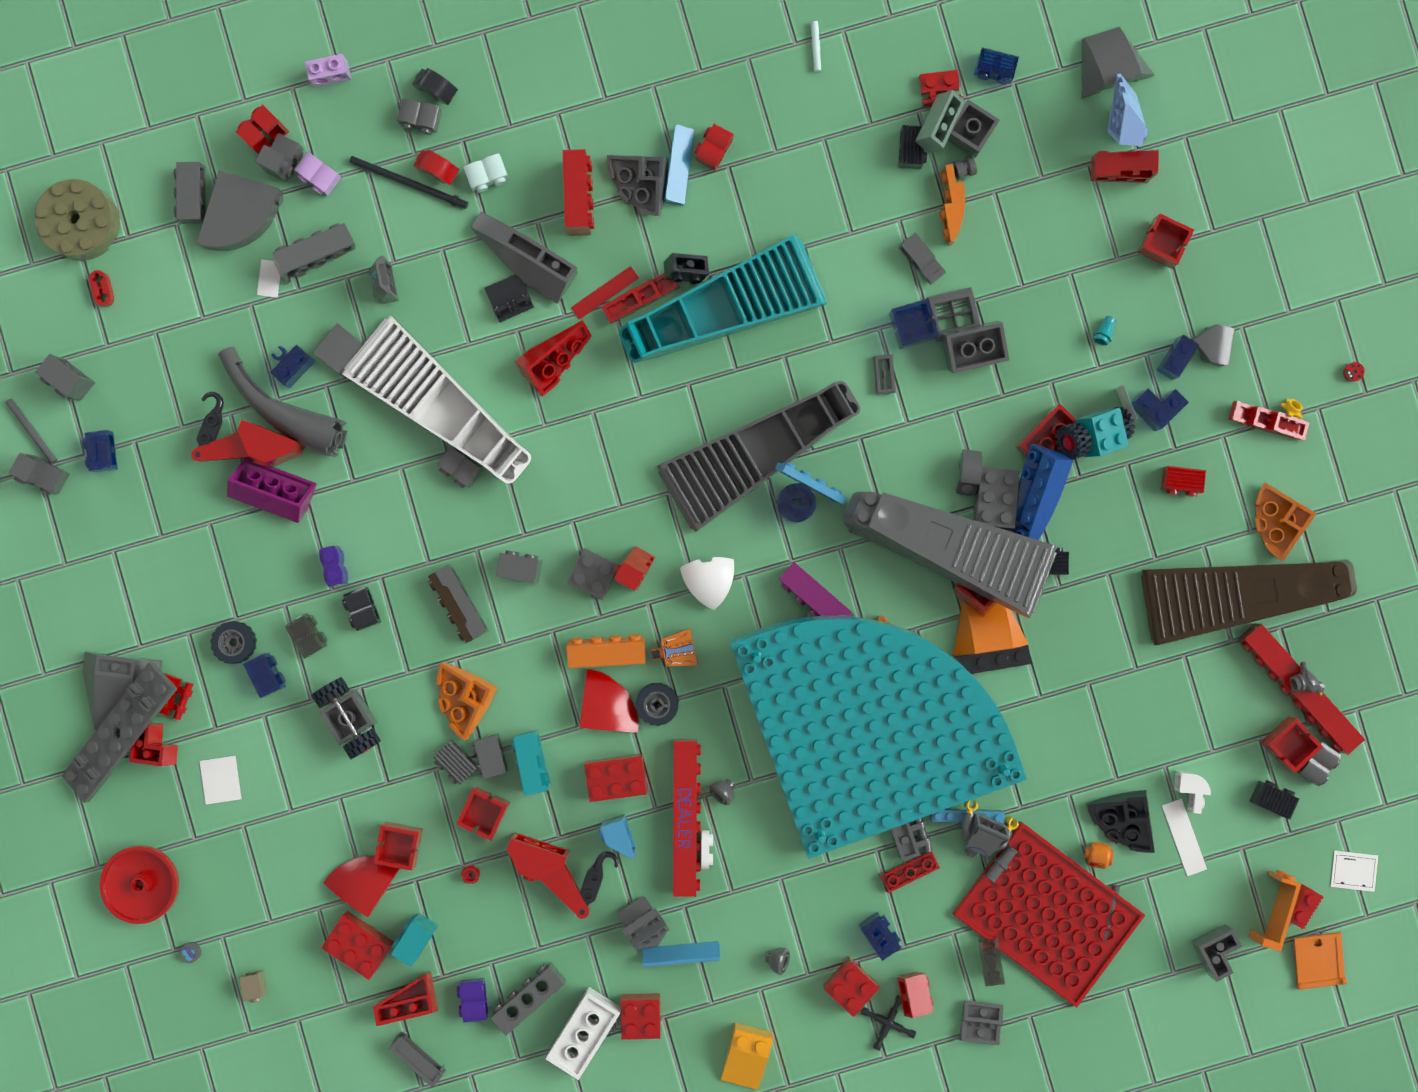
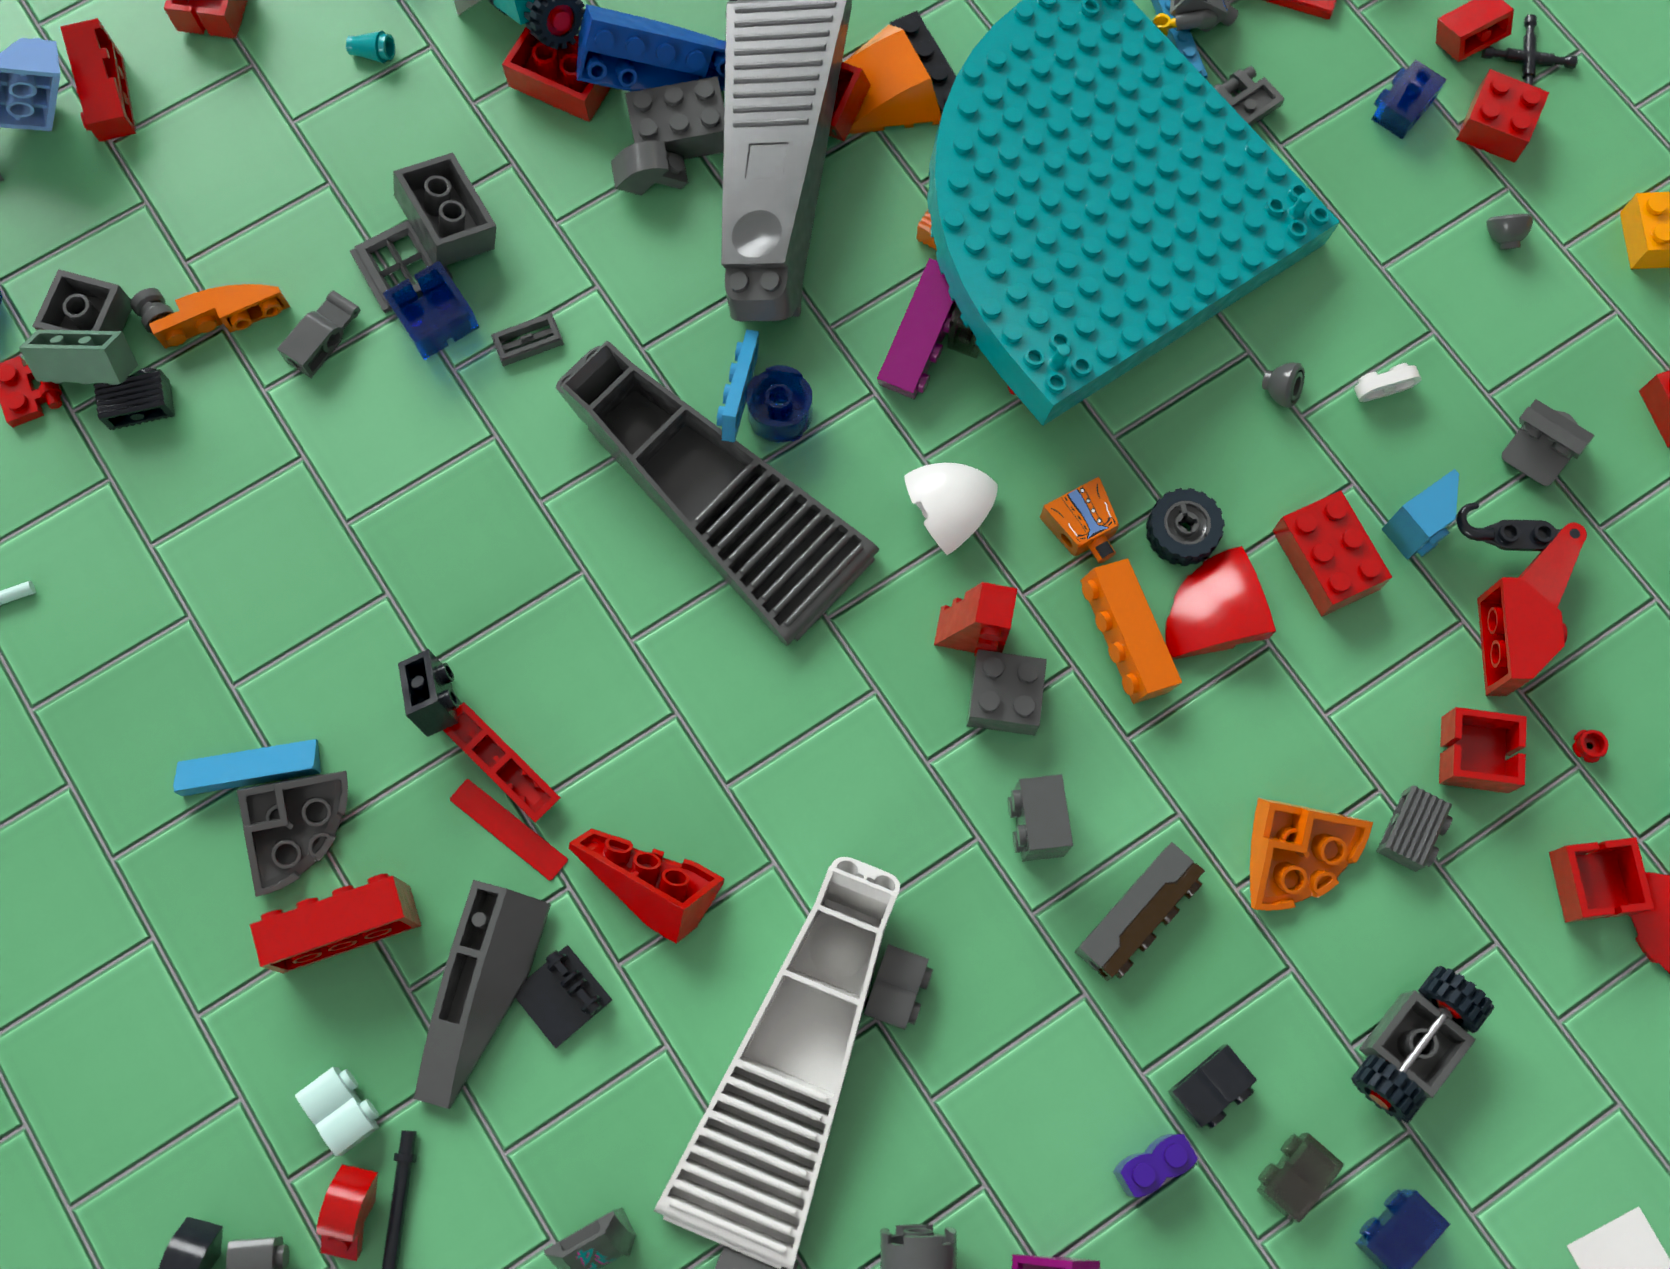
camera: 110 degrees left, 15 degrees down
(490, 756) = (1379, 771): dark grey brick -> none
(531, 763) = (1366, 696): teal wedge -> none
(681, 954) = (1566, 371): dark azure slope -> none
(685, 818) = (1349, 428): red brick -> none
(714, 146) = (201, 715): red brick -> none
(746, 296) = (454, 586): teal brick -> none
(898, 875) = (1299, 94): red tile -> none

